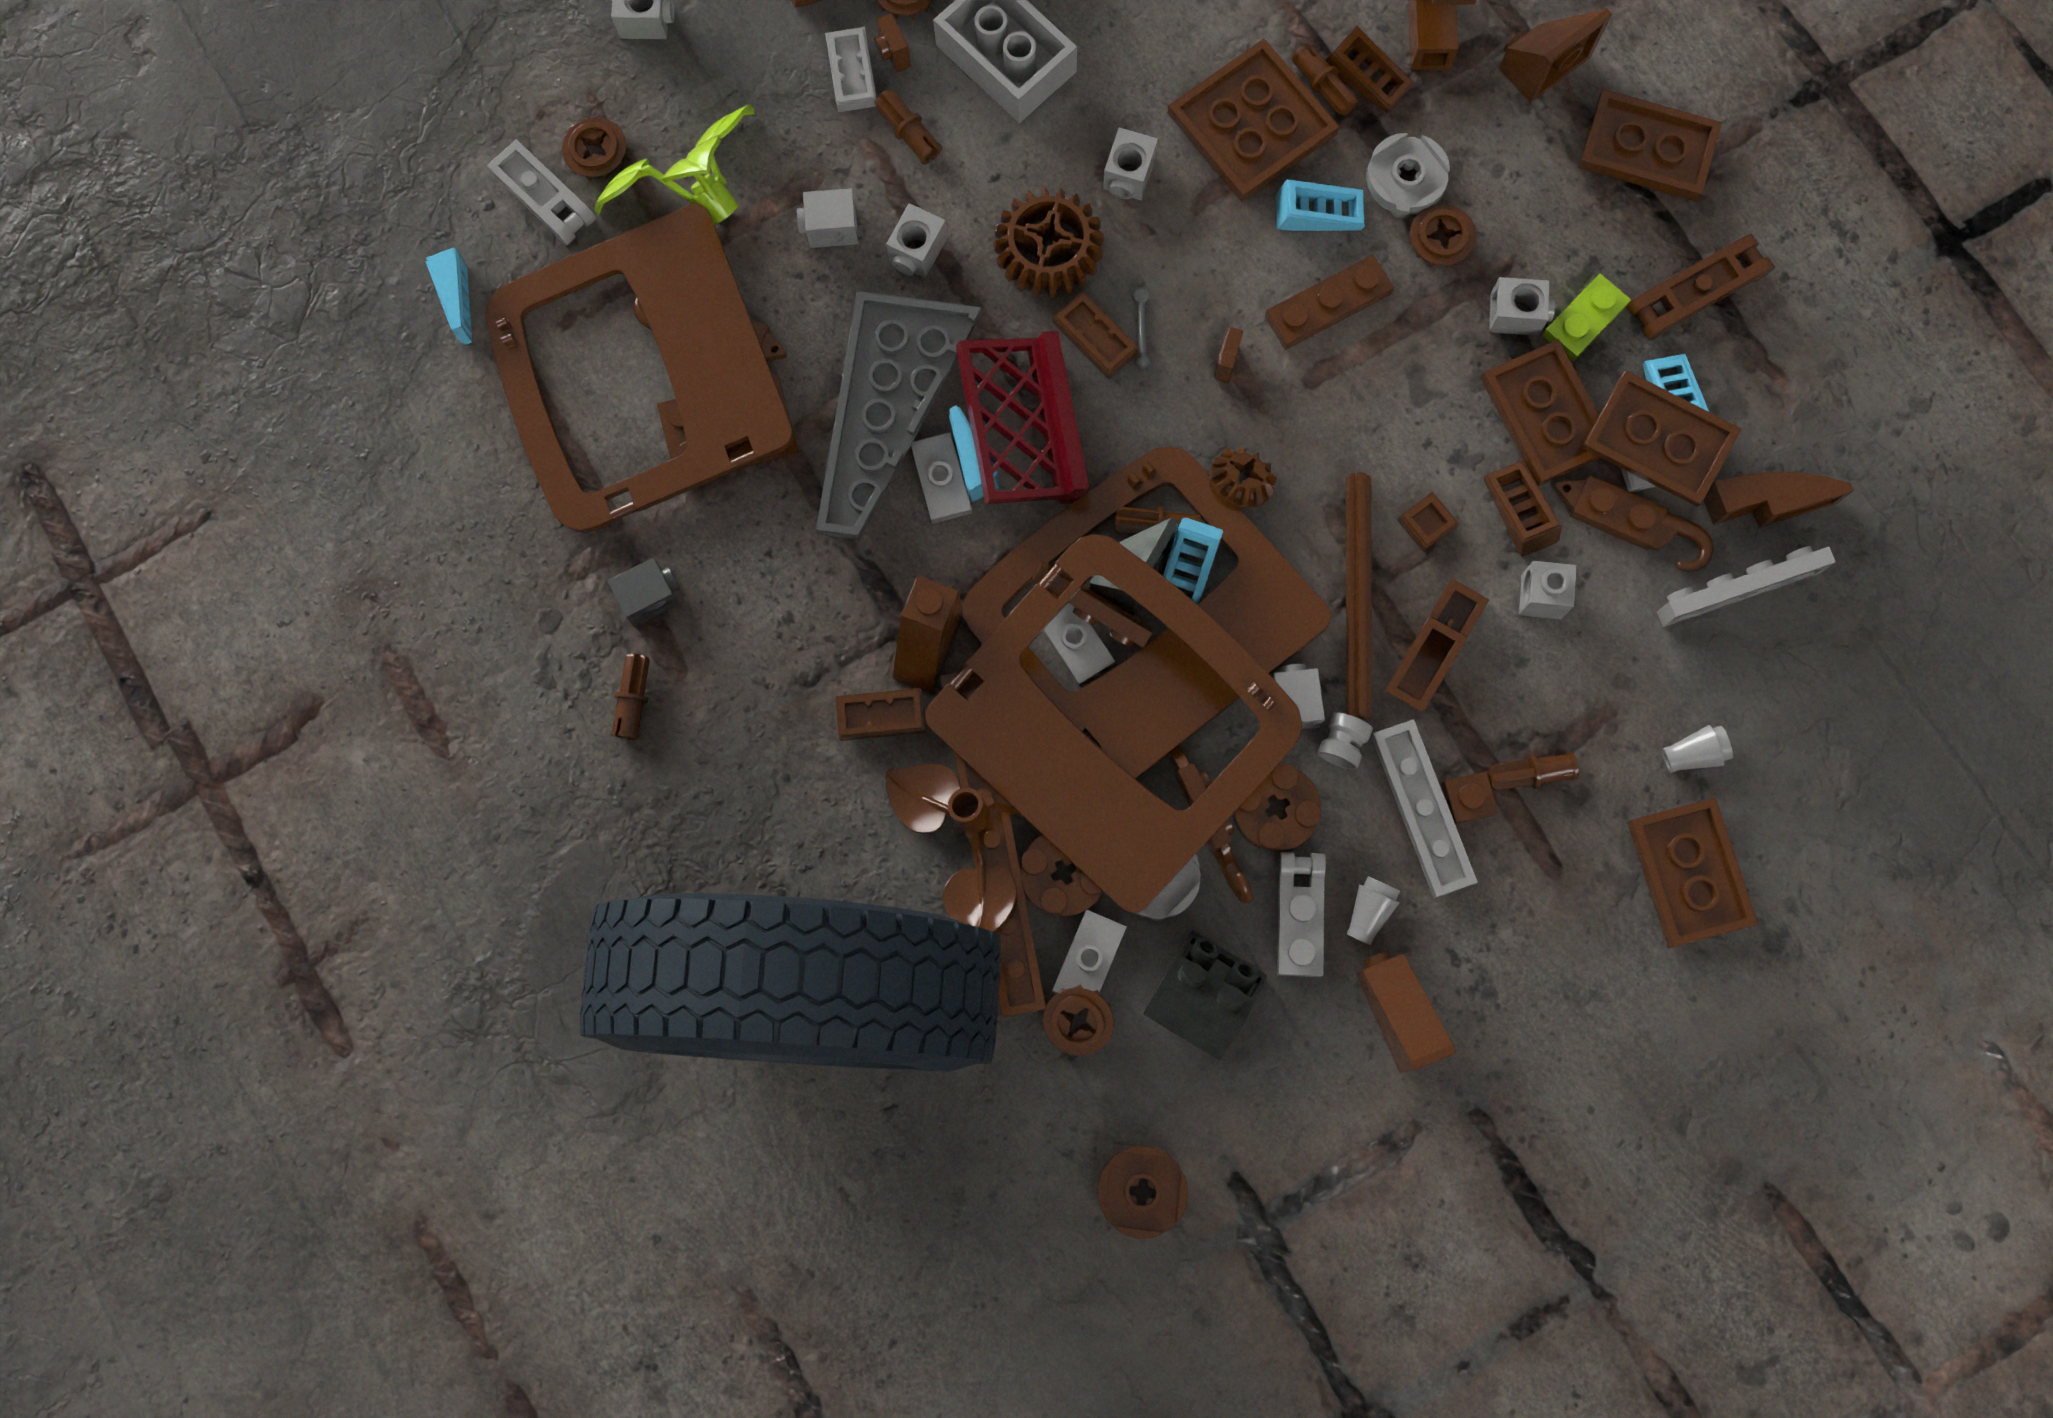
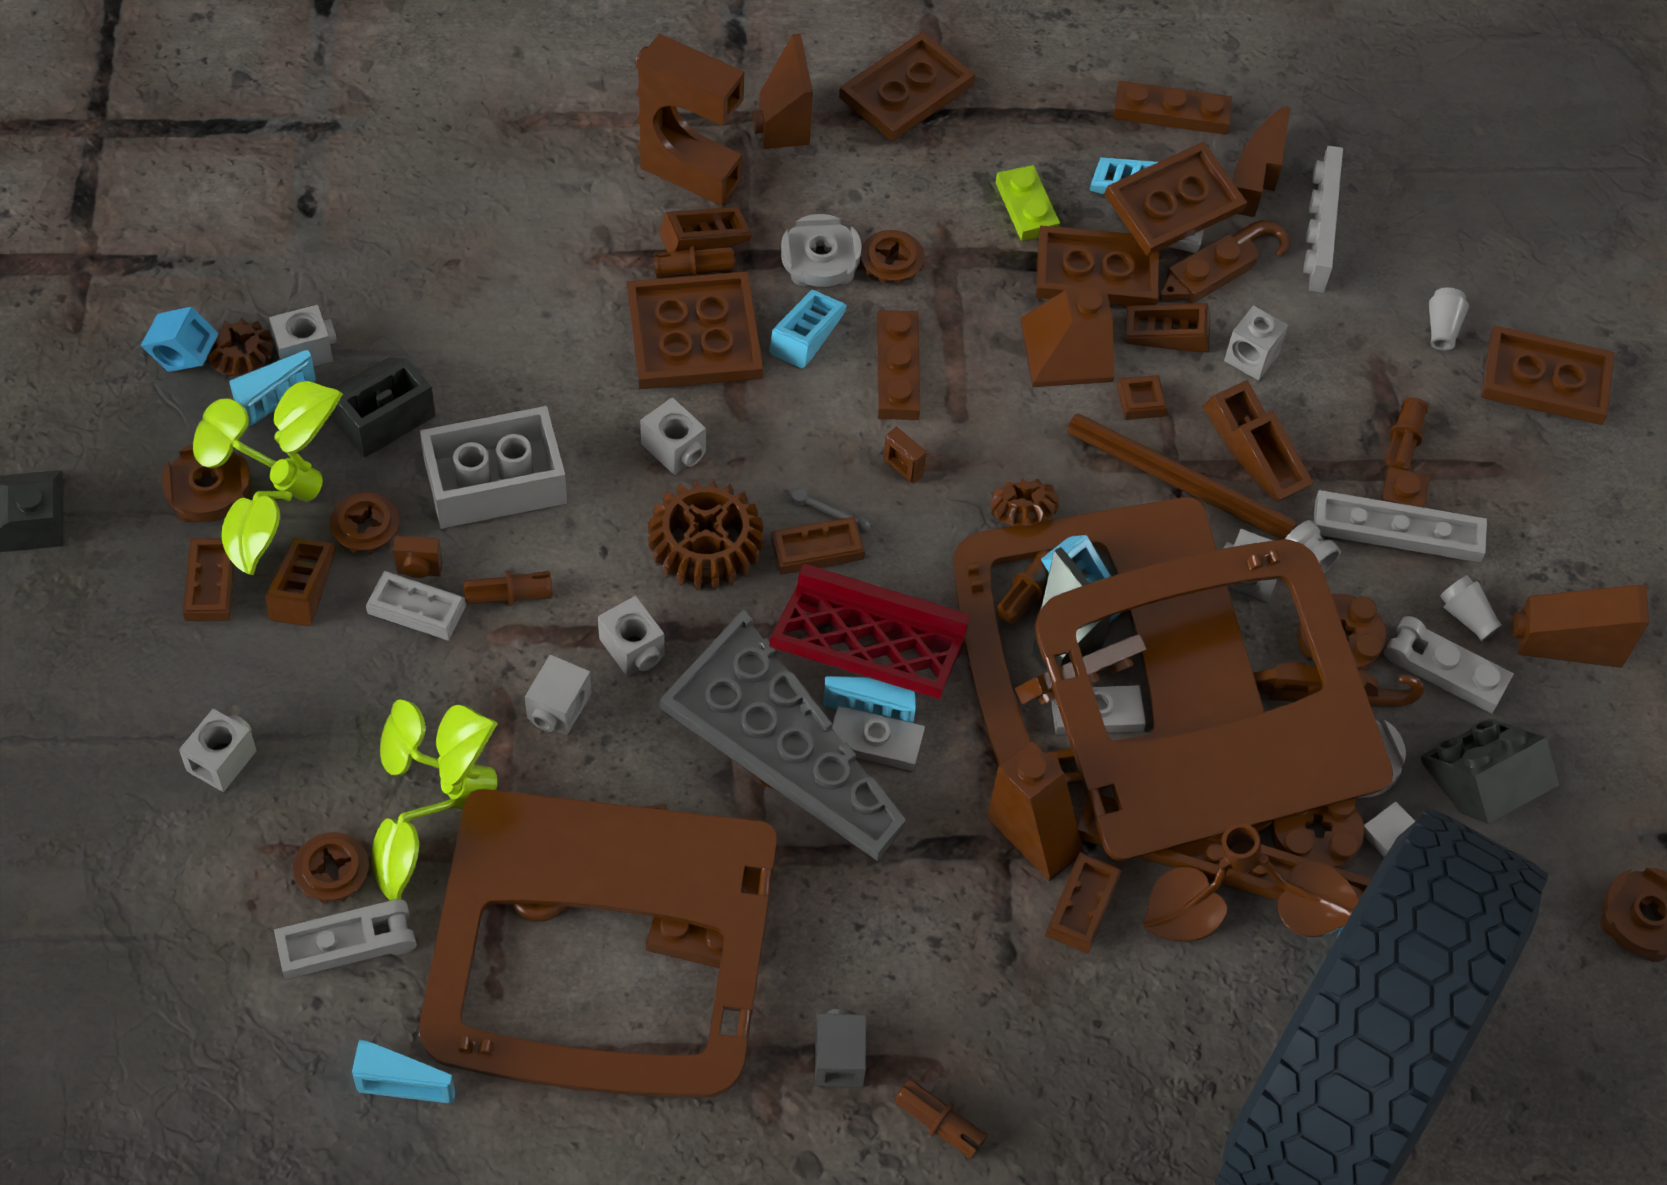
camera: 70 degrees left, 20 degrees down
(1447, 430) = (1070, 339): none -> reddish brown slope
(1505, 315) = (993, 236): light grey brick -> none
(1700, 286) = (1051, 118): reddish brown plate -> none
(1795, 388) = (1172, 107): none -> reddish brown plate

